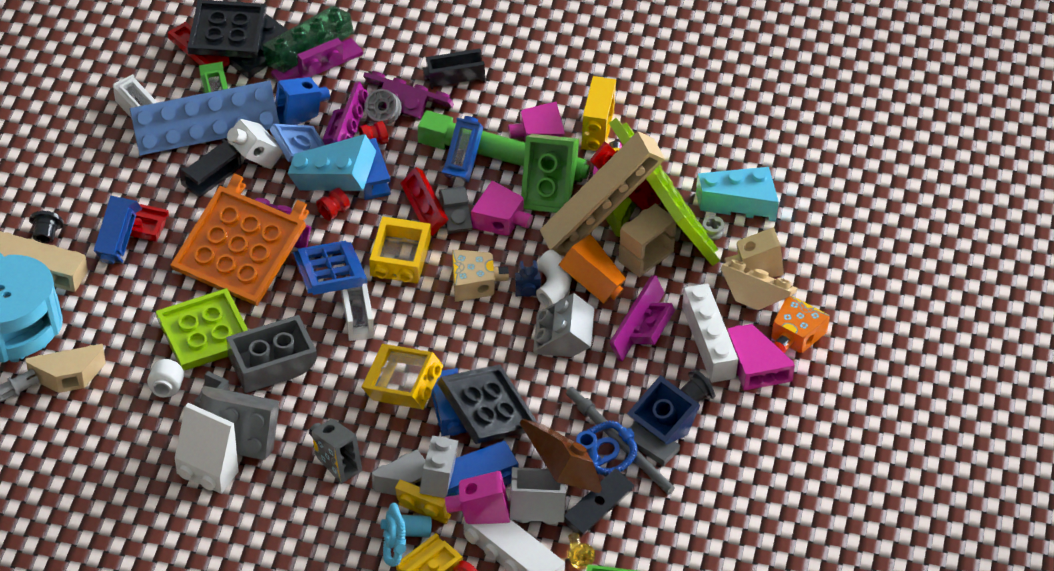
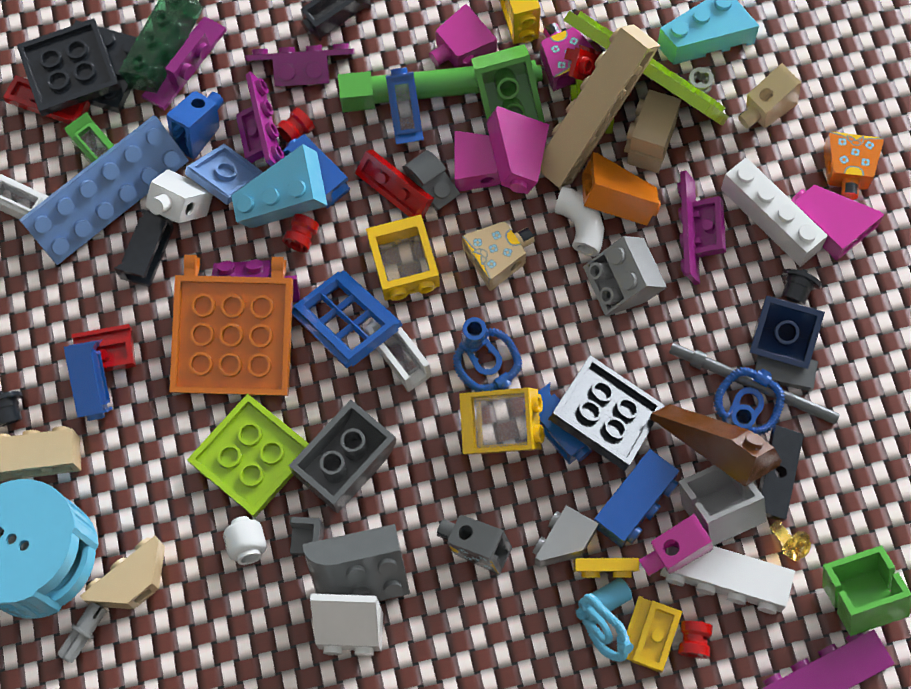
camera: 20 degrees left, 20 degrees up
(377, 99) = (283, 99): light grey wheel -> none
(420, 322) = (472, 339): none -> blue piece
(438, 466) = (613, 527): light grey brick -> none
(527, 280) = (558, 237): dark blue plate -> none
(532, 207) = (517, 148): none -> dark pink slope
(754, 286) = (793, 137): tan slope -> none

